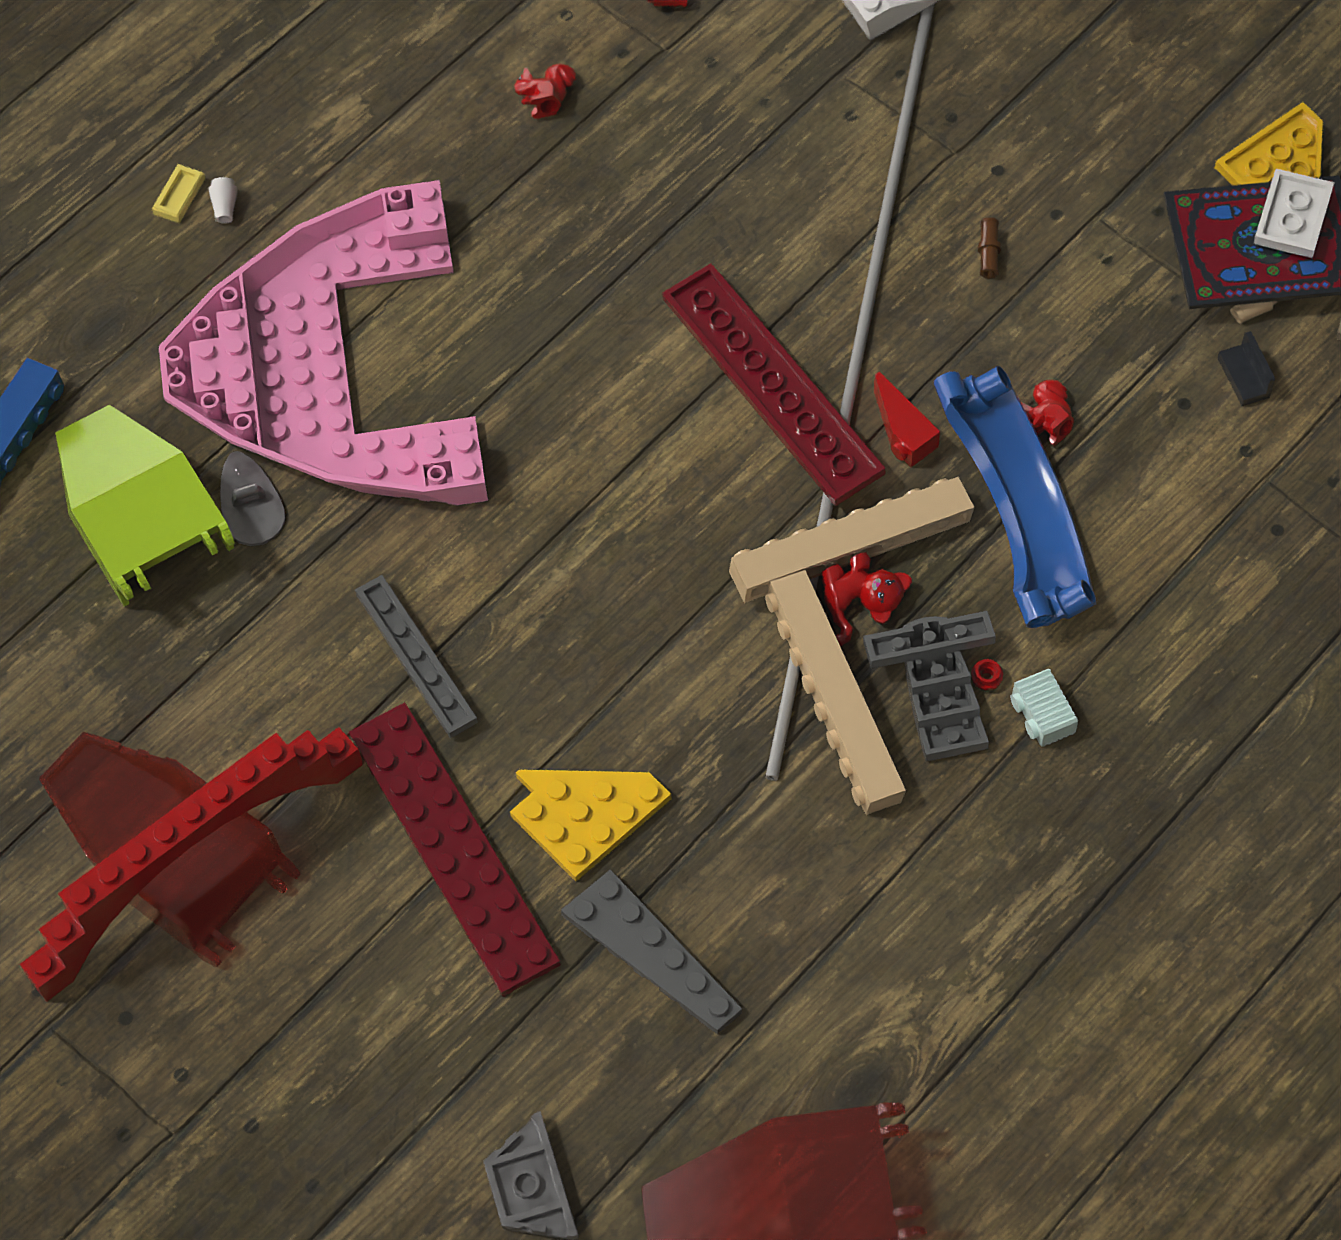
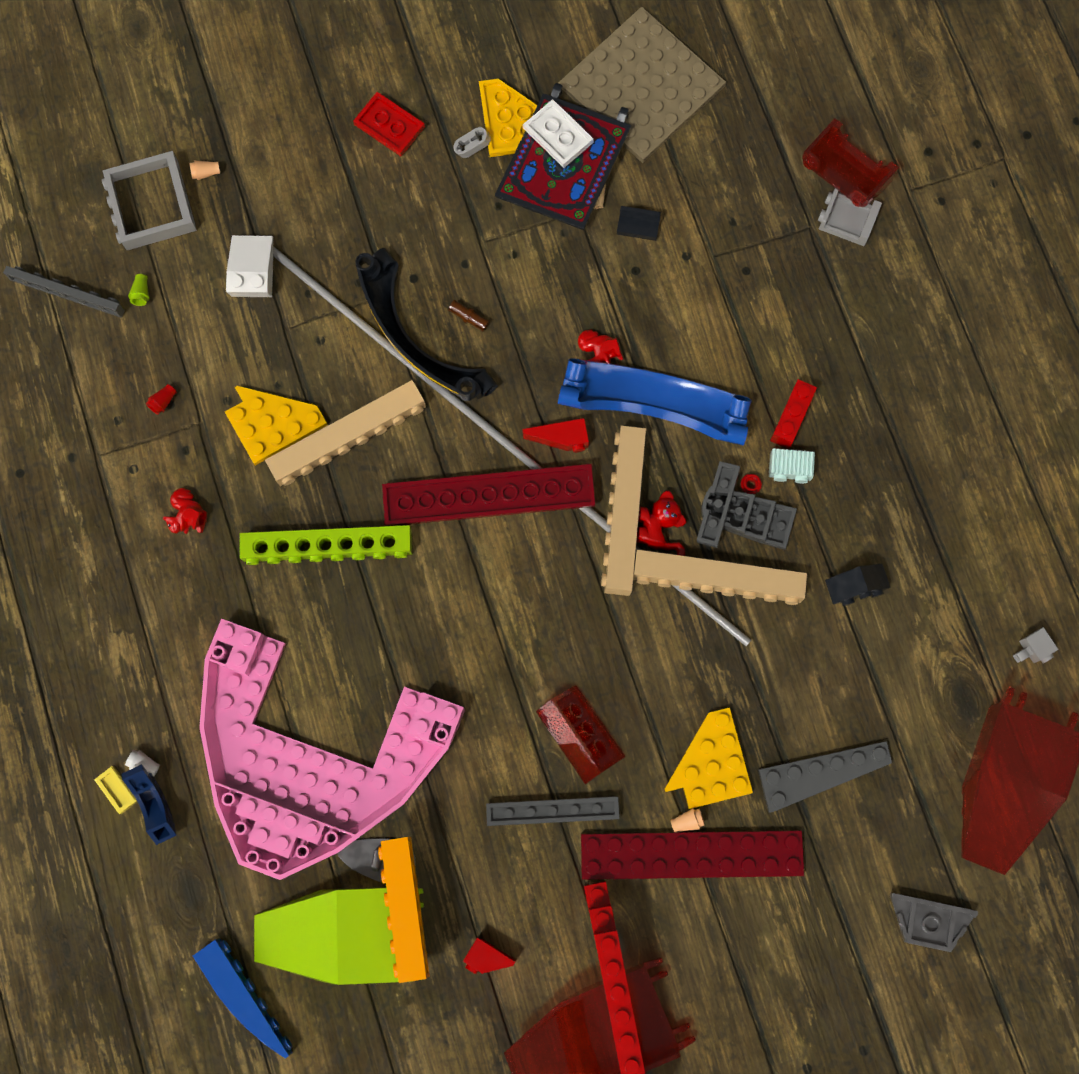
camera: 60 degrees left, 15 degrees up
(186, 229) = (152, 802): none -> dark blue arch
(192, 670) = (486, 958): none -> red slope
(197, 524) = (404, 909): none -> light orange brick
(494, 818) = (688, 821): none -> light nougat cone
(532, 637) = (580, 734): none -> clear red slope
(551, 169) = (252, 541): none -> lime brick
(713, 118) = (272, 422): none -> yellow wing
(751, 196) = (346, 433): none -> tan brick
(936, 861) = (858, 583): none -> black brick
(944, 138) = (379, 289): none -> black panel
(993, 1140) = (1037, 647): none -> light grey brick
(1115, 674) = (793, 414): none -> red brick
(1175, 40) = (389, 124): none -> red plate
(1216, 136) = (472, 142): none -> light grey beam

